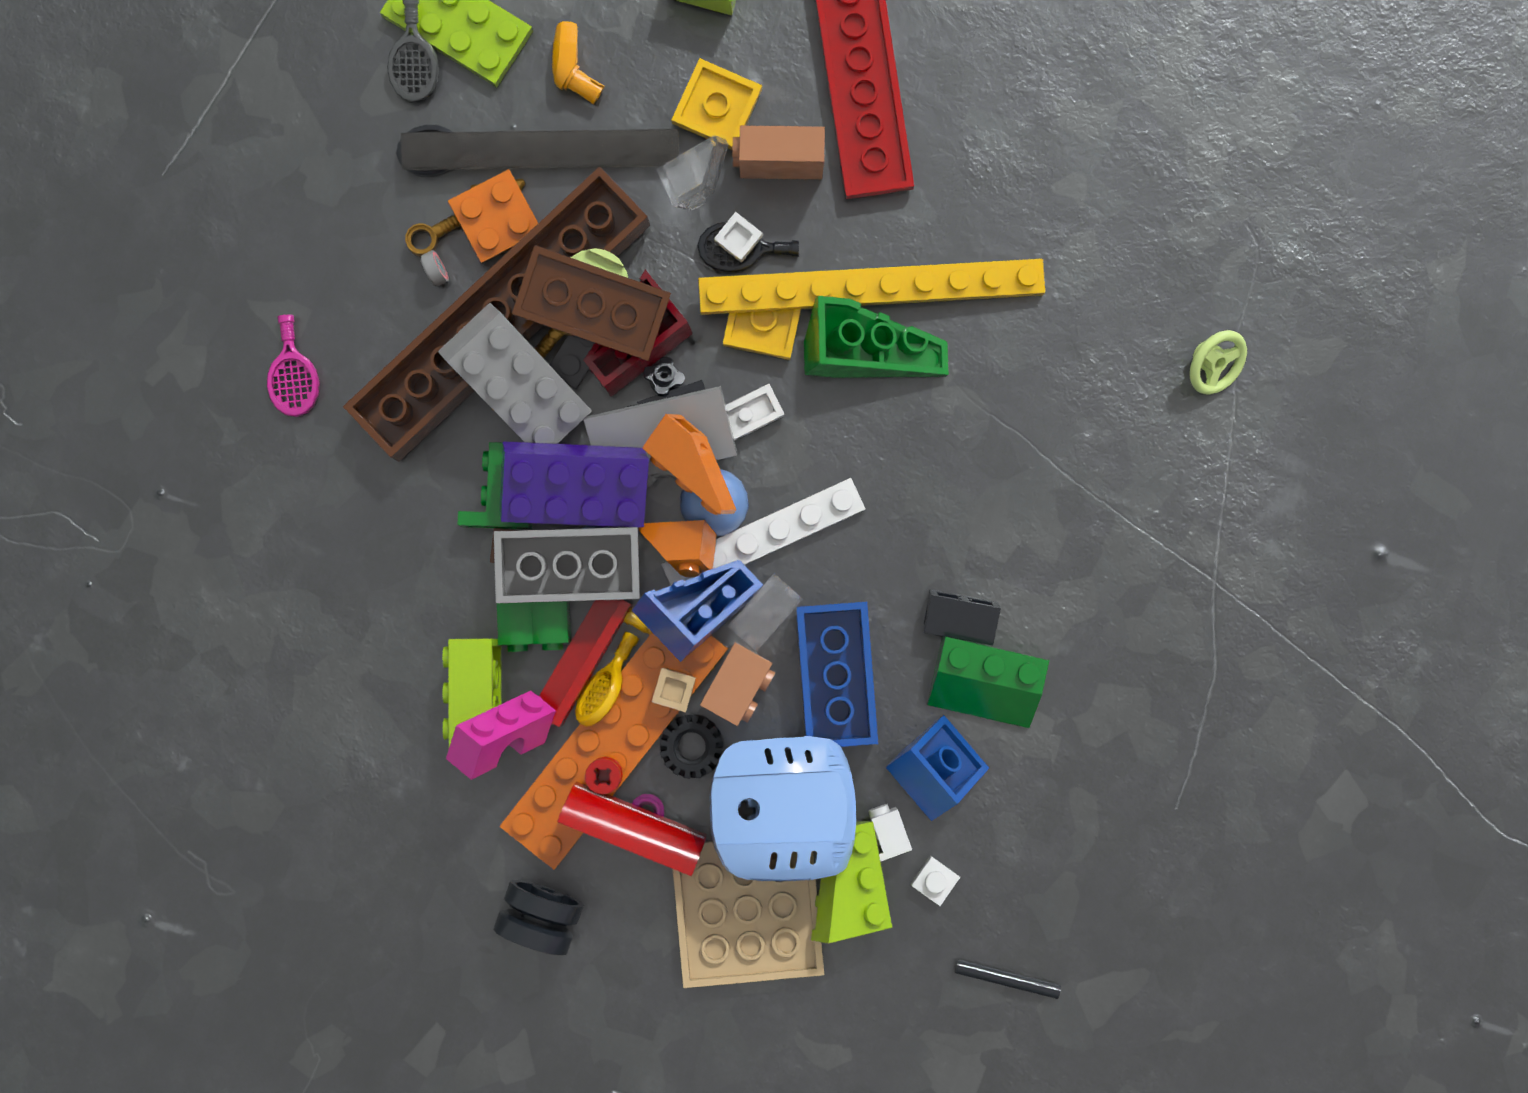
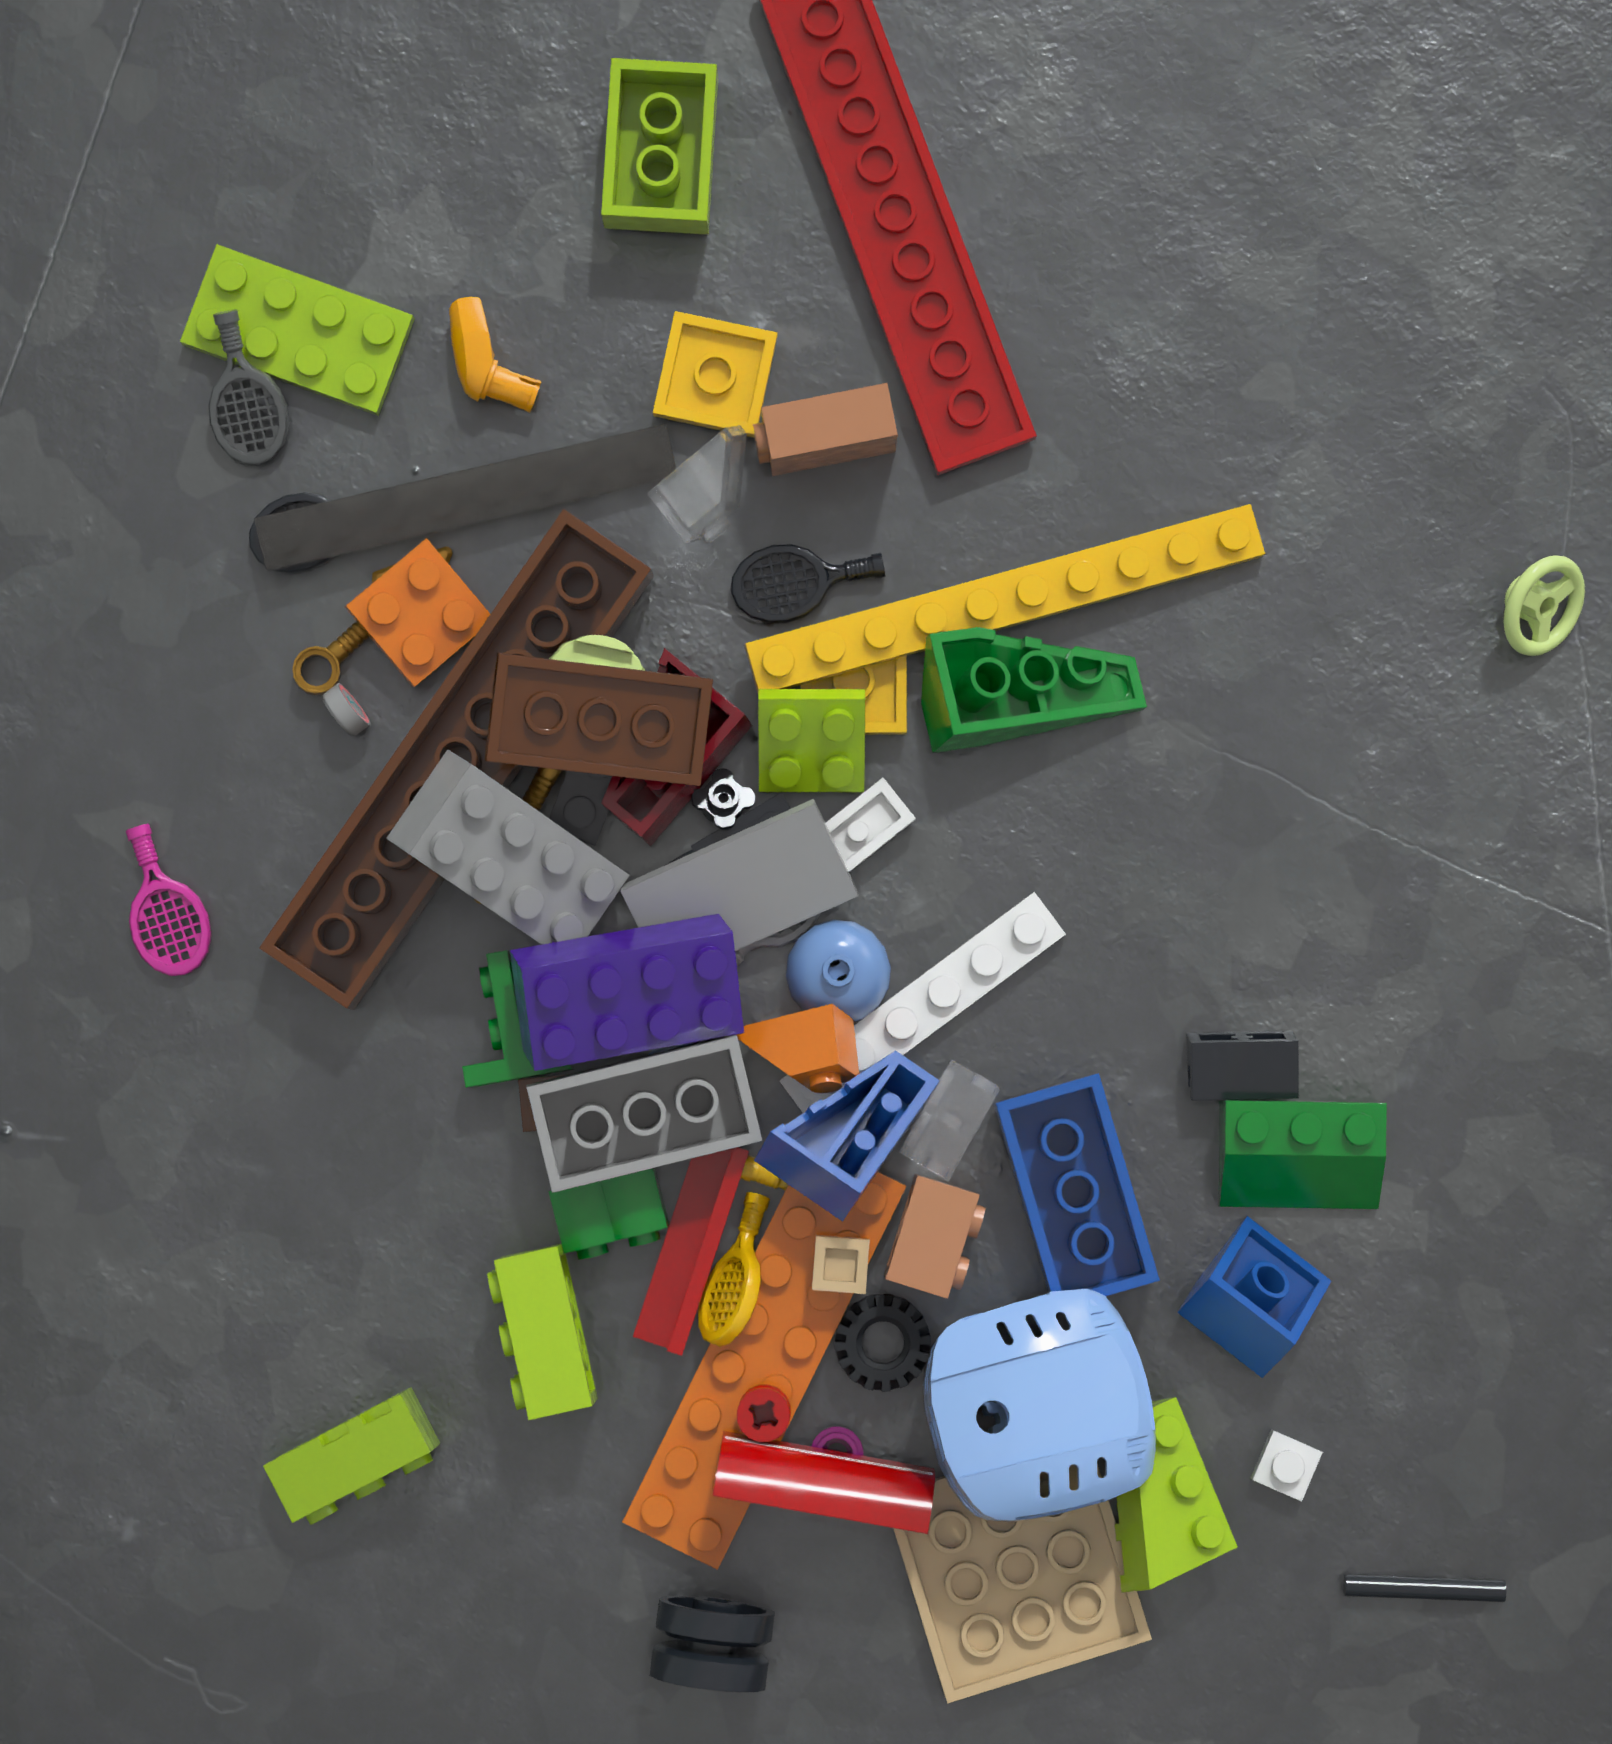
camera: 10 degrees left, 0 degrees up
(335, 747) = (353, 1457): none -> lime wedge
(482, 739) = (620, 1364): dark pink arch -> none
(689, 457) = (790, 915): orange slope -> none
(728, 349) = (811, 740): none -> lime plate
(738, 237) = (791, 568): white plate -> none
(889, 831) = (1203, 1407): white brick -> none

